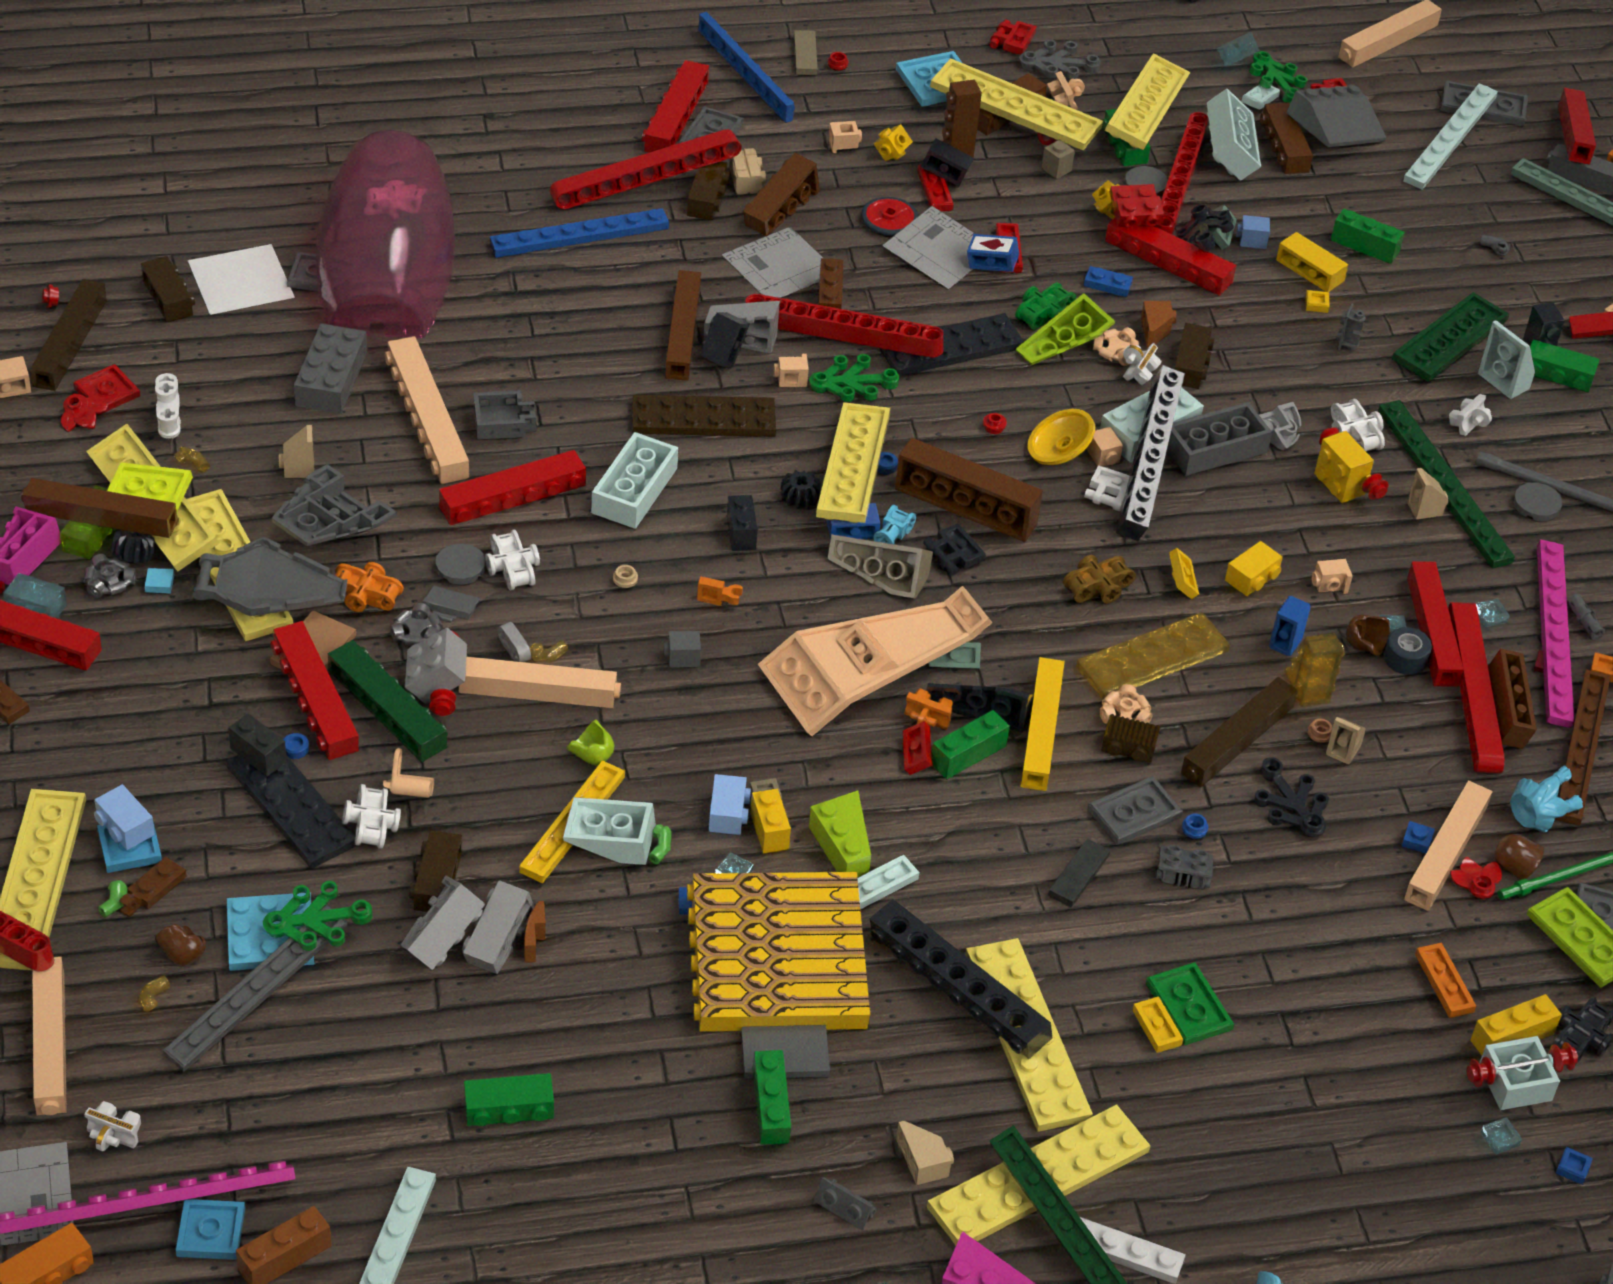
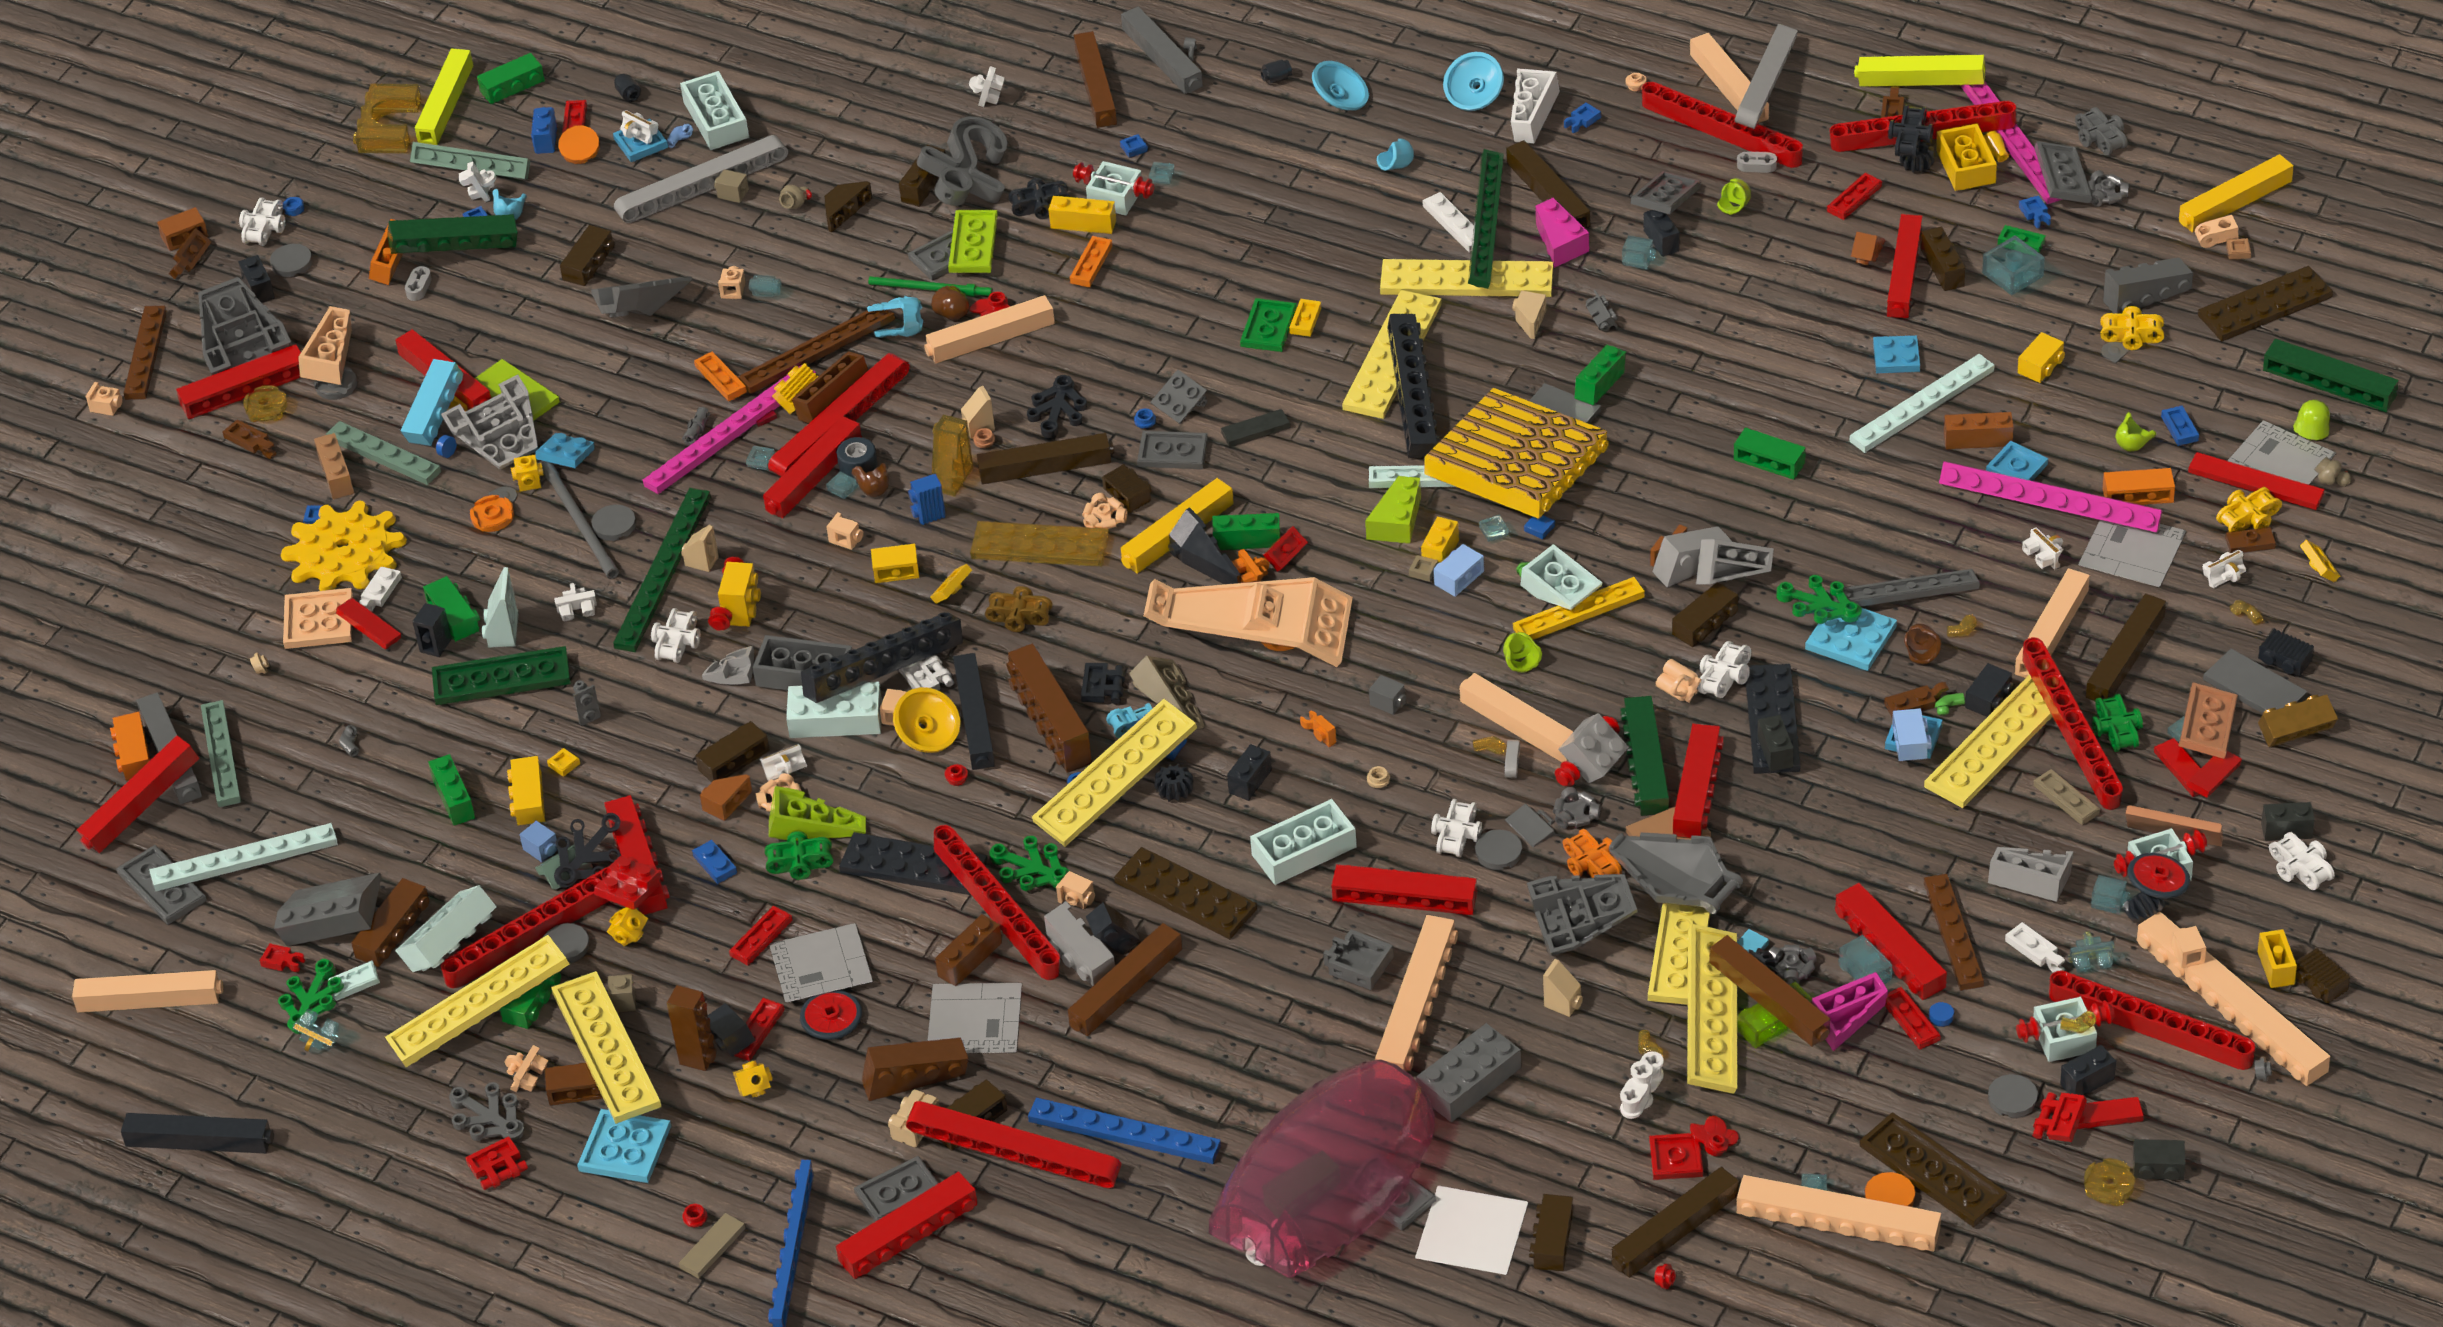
camera: 135 degrees left, 0 degrees up
(75, 924) = (1989, 690): none -> black brick
(151, 482) = (1717, 990): neon yellow plate -> none
(296, 745) = (1738, 760): blue tile -> none
(844, 135) = (785, 1114): light nougat brick -> none
(993, 252) = (791, 916): blue brick -> none
(1031, 468) = (973, 711): none -> black brick
(1418, 837) = (1000, 349): blue plate -> none
(1543, 681) = (799, 379): none -> yellow brick

